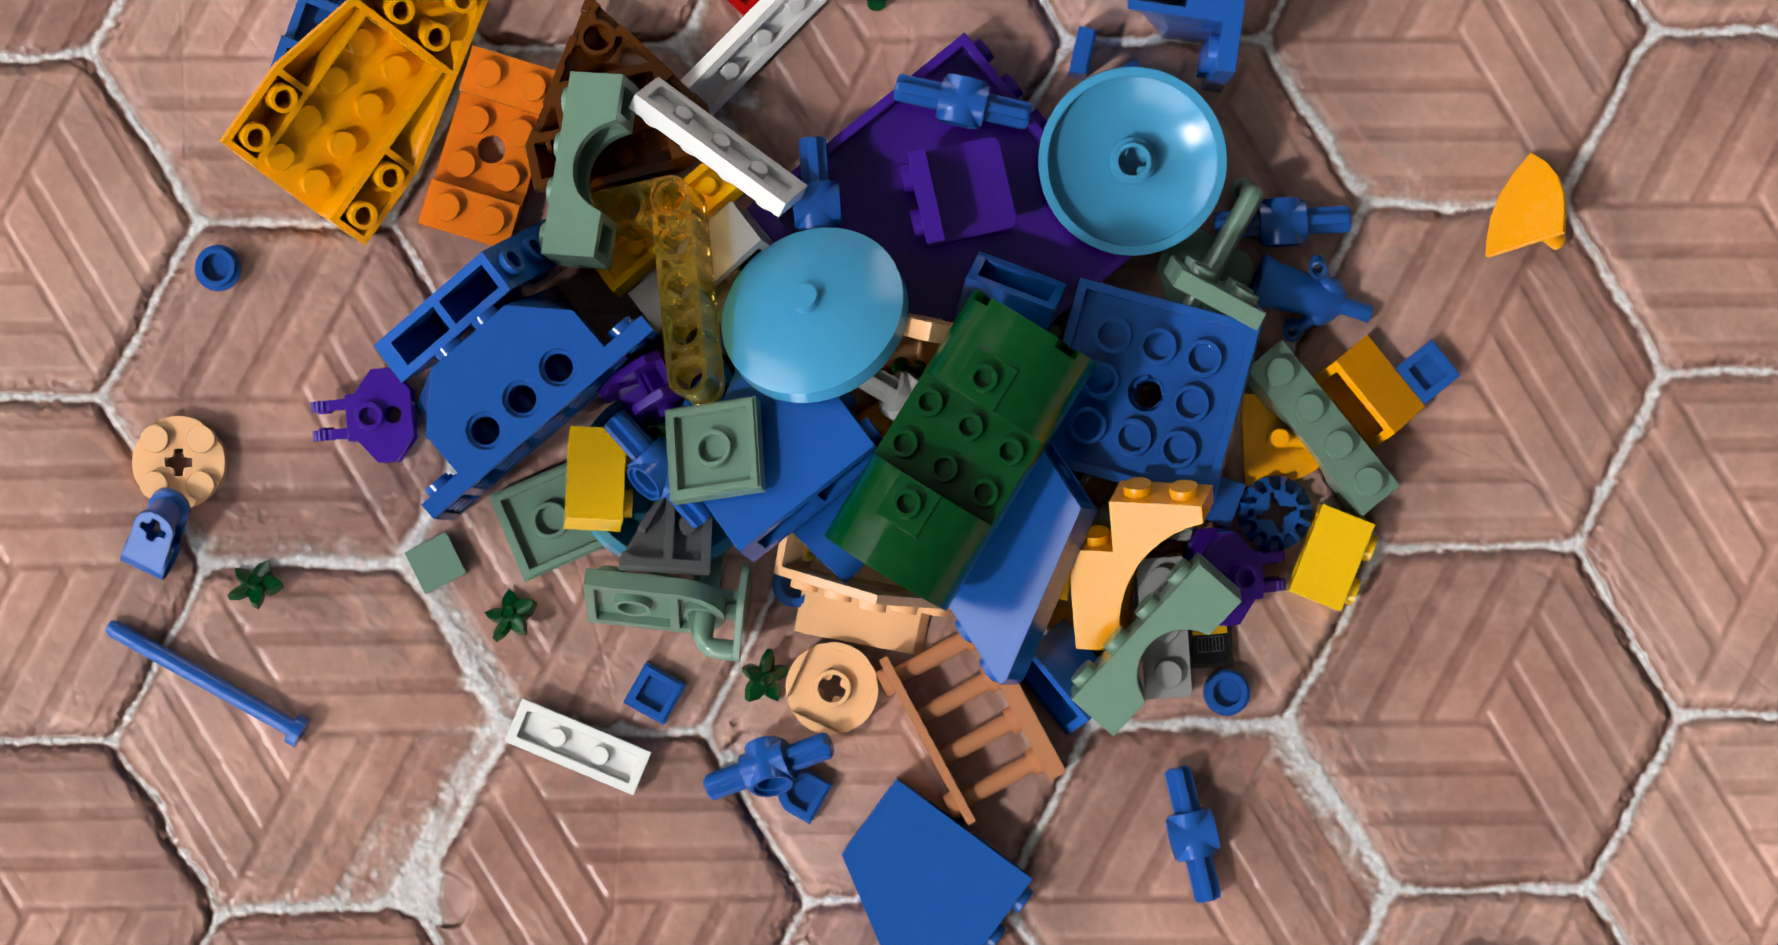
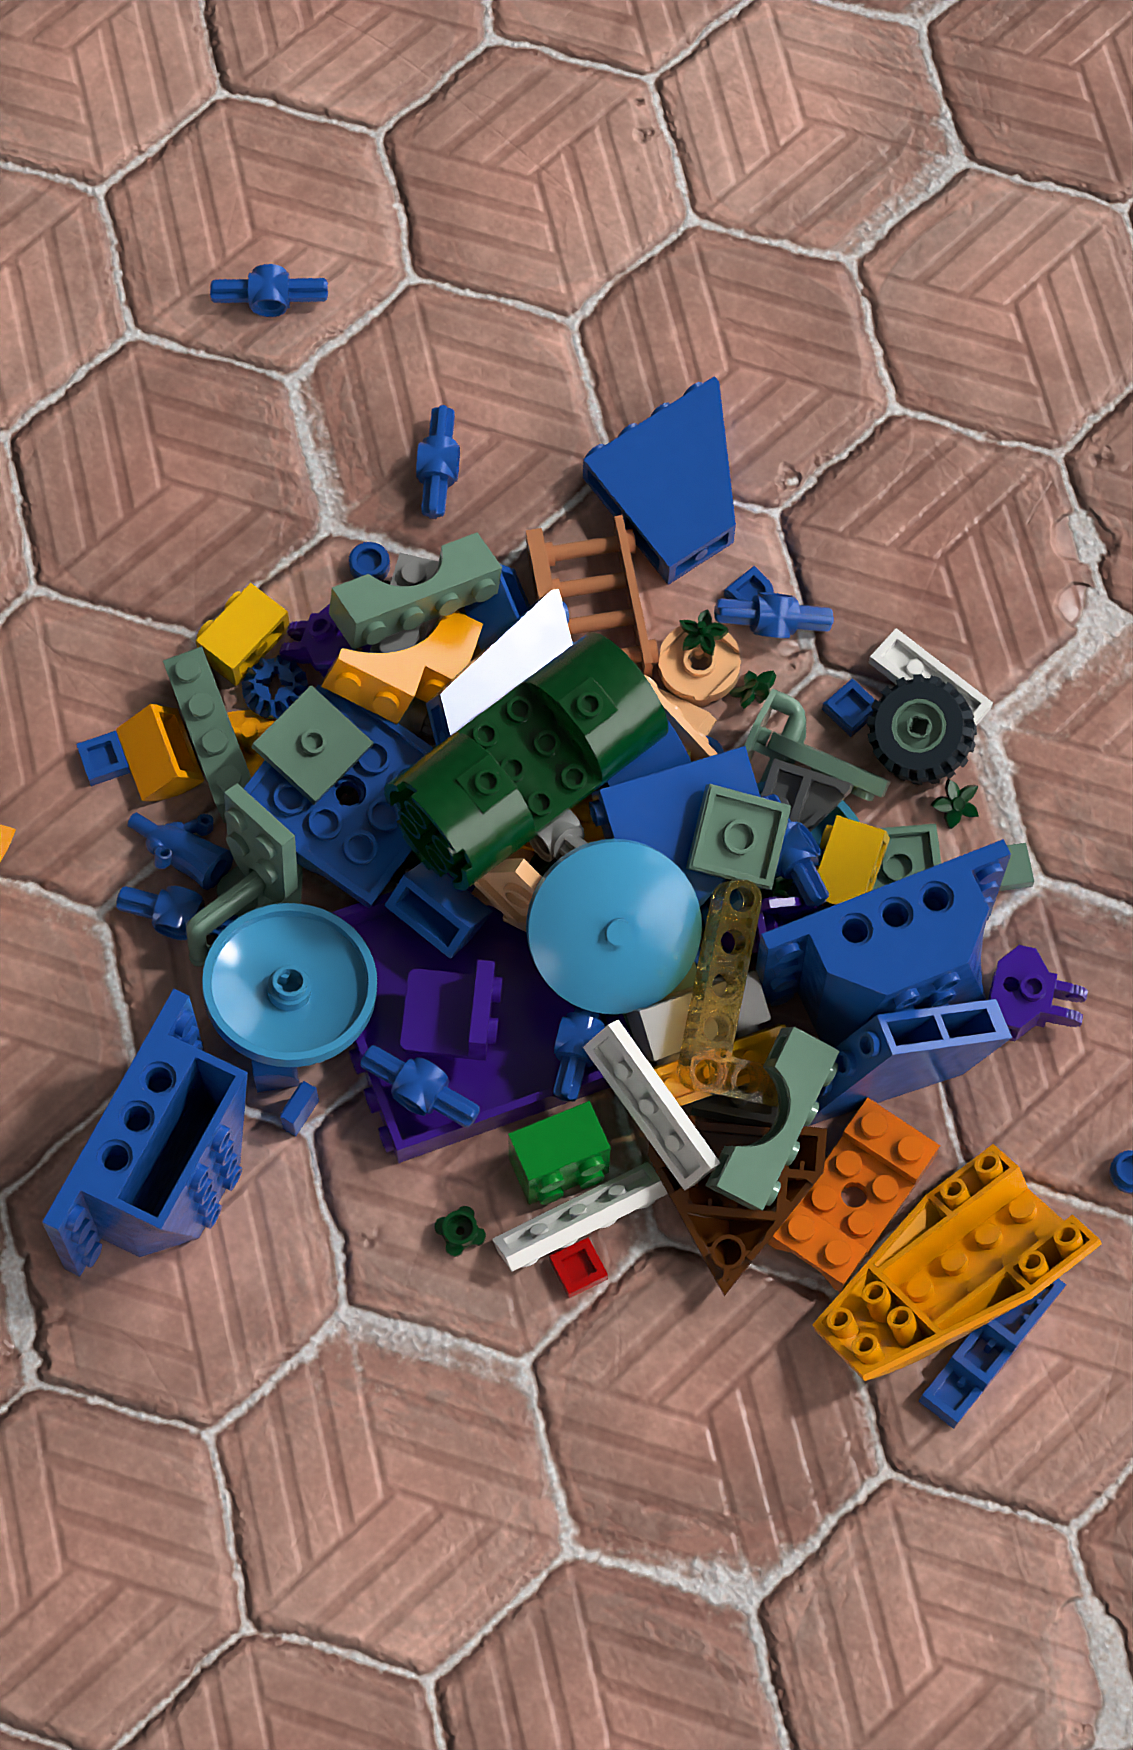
camera: 160 degrees left, 20 degrees down
(568, 676) = (922, 729): none -> black wheel
(798, 81) = (559, 1154): none -> green brick
(838, 716) = (703, 632): none -> dark green plant
(1199, 418) = (312, 745): none -> sand green plate

